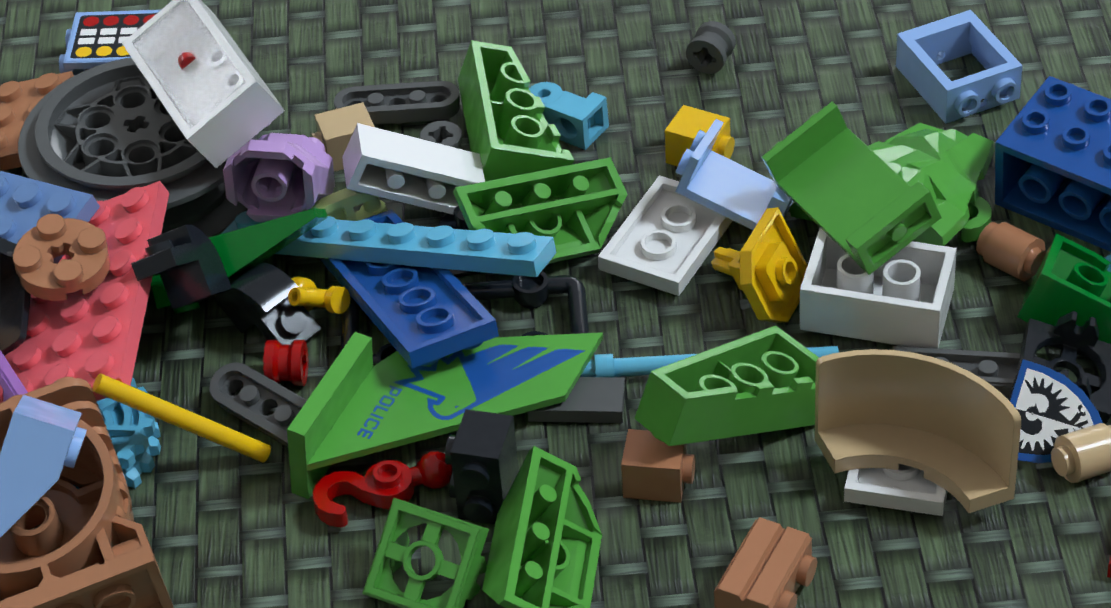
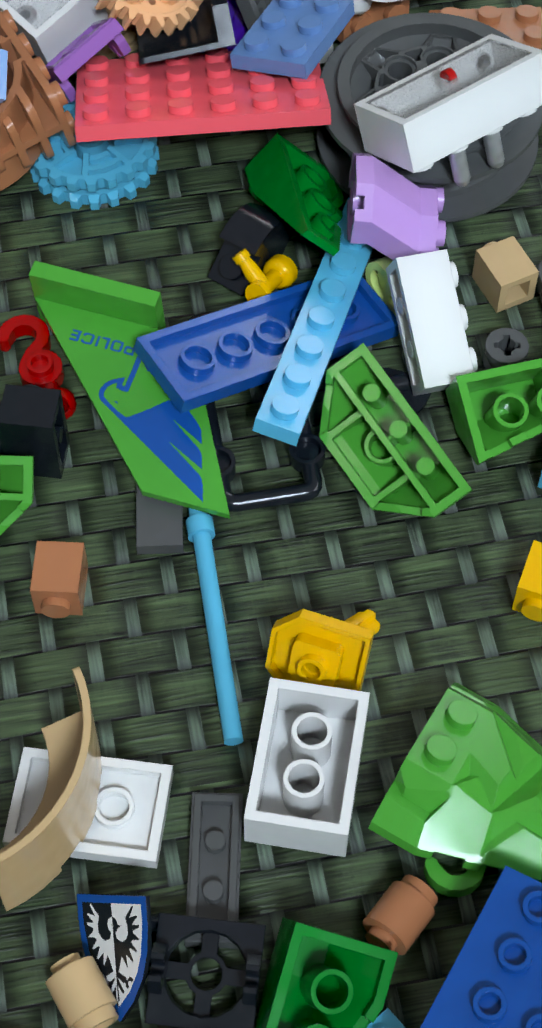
camera: 80 degrees right, 15 degrees up
(57, 237) = (213, 38): nougat plate -> none
(181, 417) = (75, 191): yellow bar -> none
(186, 265) = (243, 154): black brick -> none
(256, 399) = (143, 255): dark grey plate -> none
(286, 362) = (187, 273): red wheel -> none
(663, 239) = (395, 568): white plate -> none
(726, 184) = (458, 617): light blue panel -> none
(732, 391) = (128, 632): bright green wedge -> none
(850, 190) = (401, 712): bright green panel -> none

